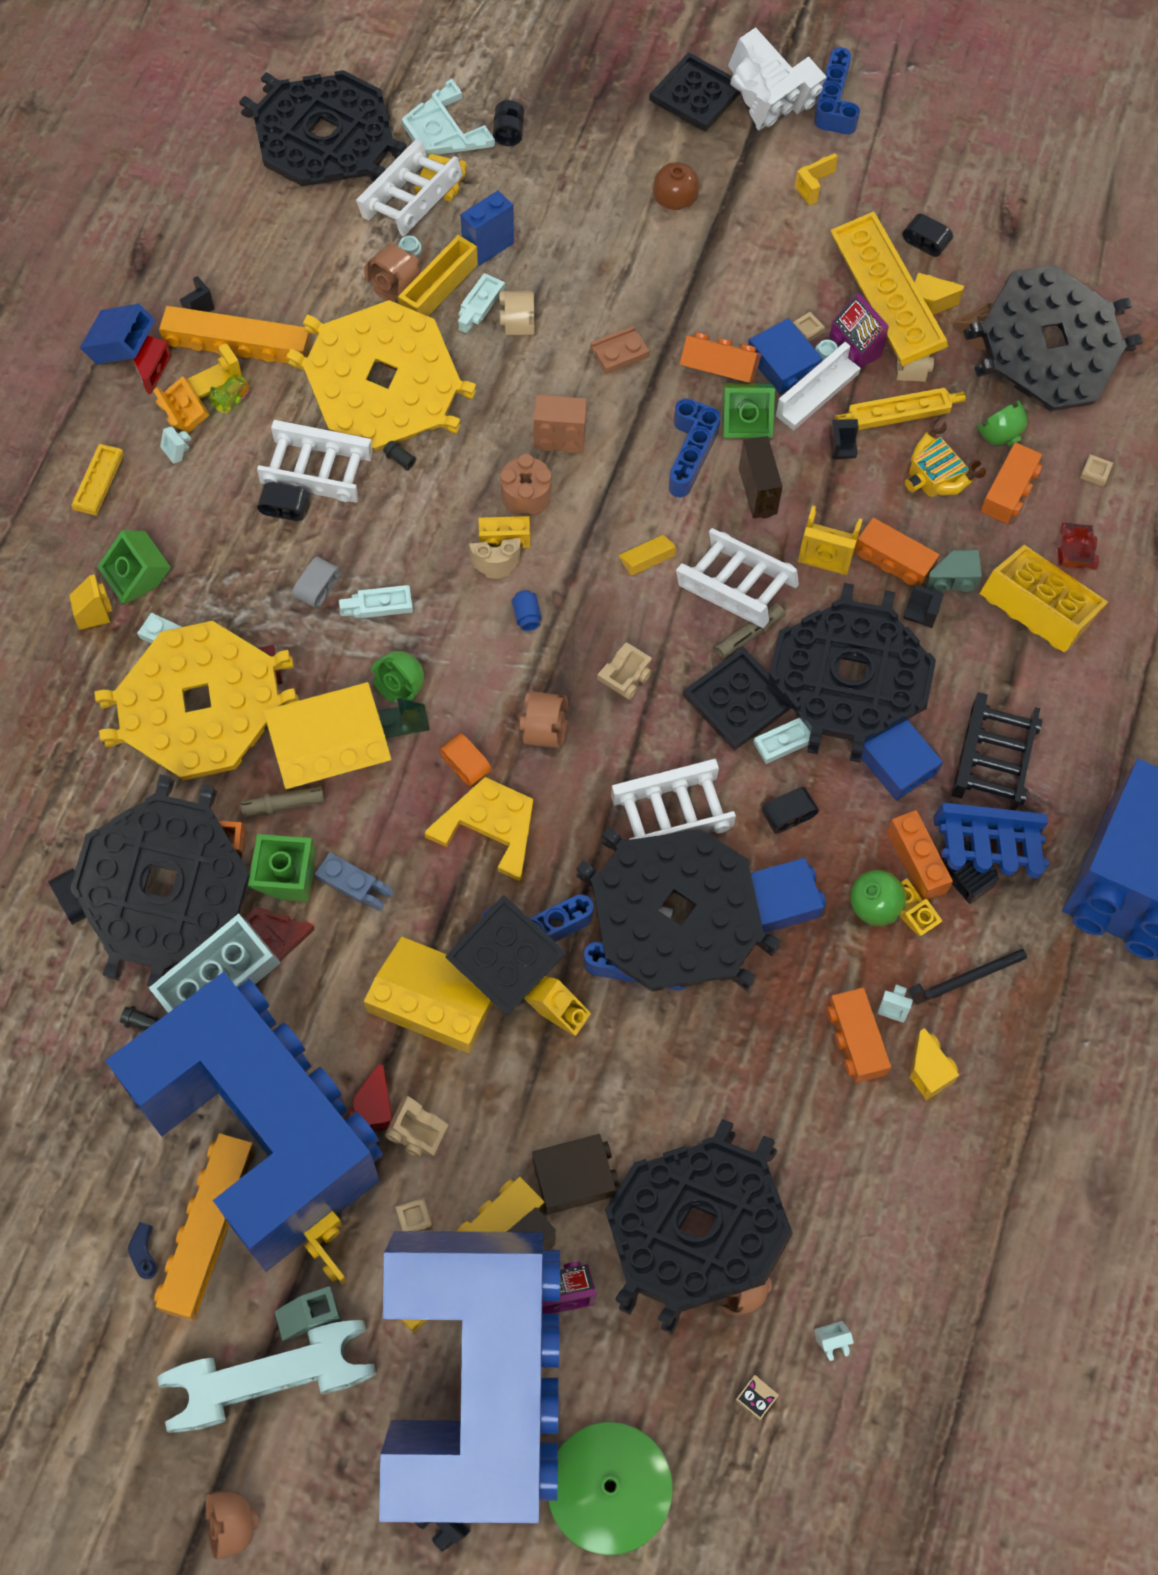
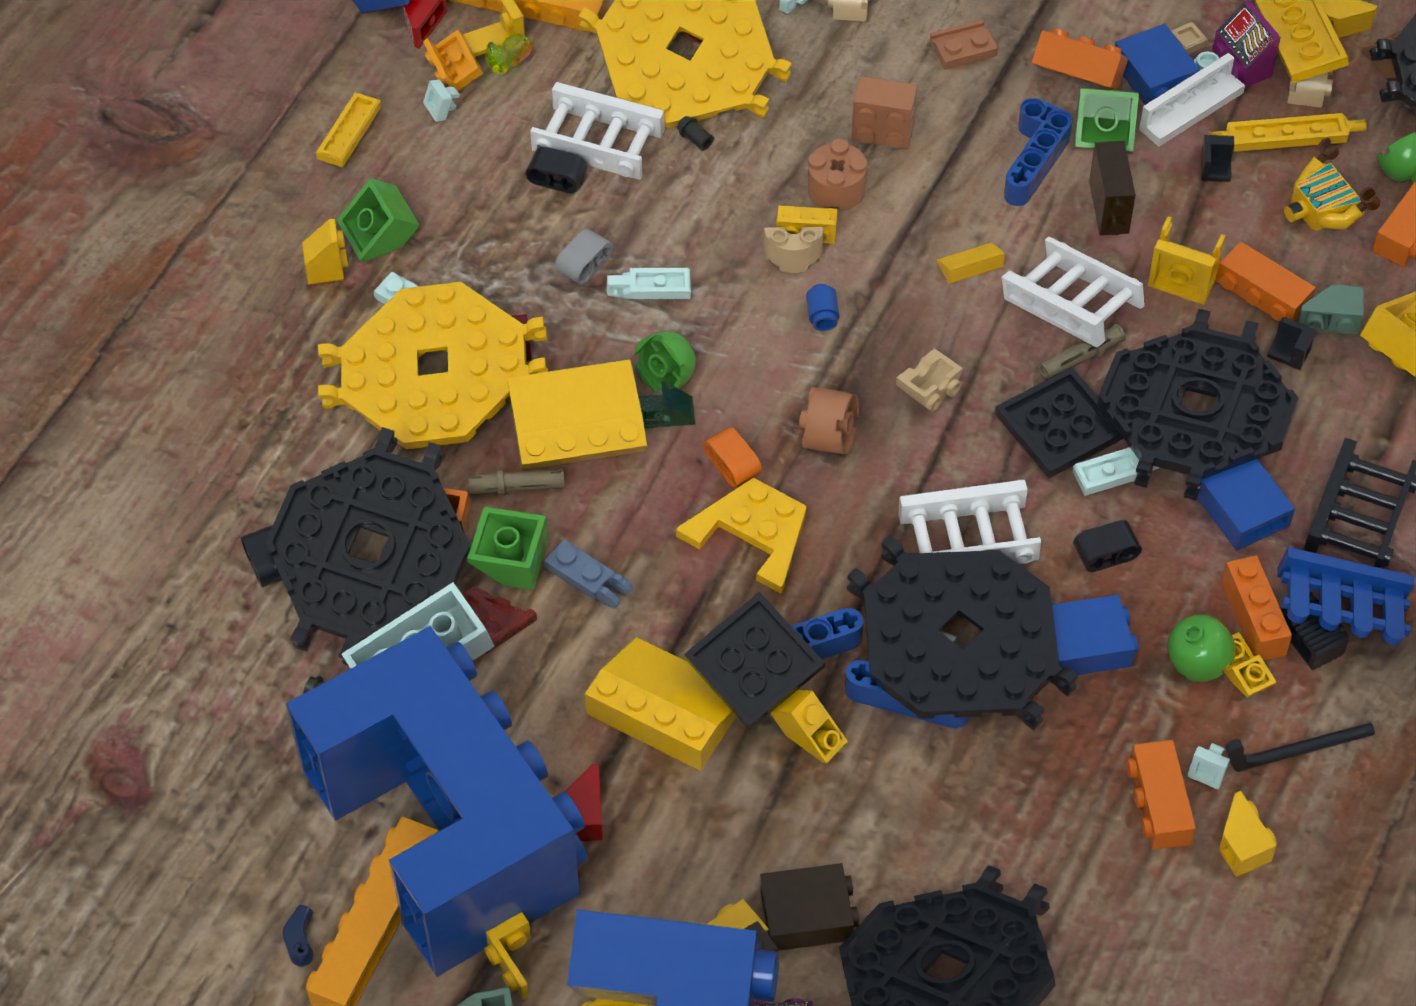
camera: 10 degrees right, 10 degrees down
(416, 1128) = (627, 838): tan cylinder -> none

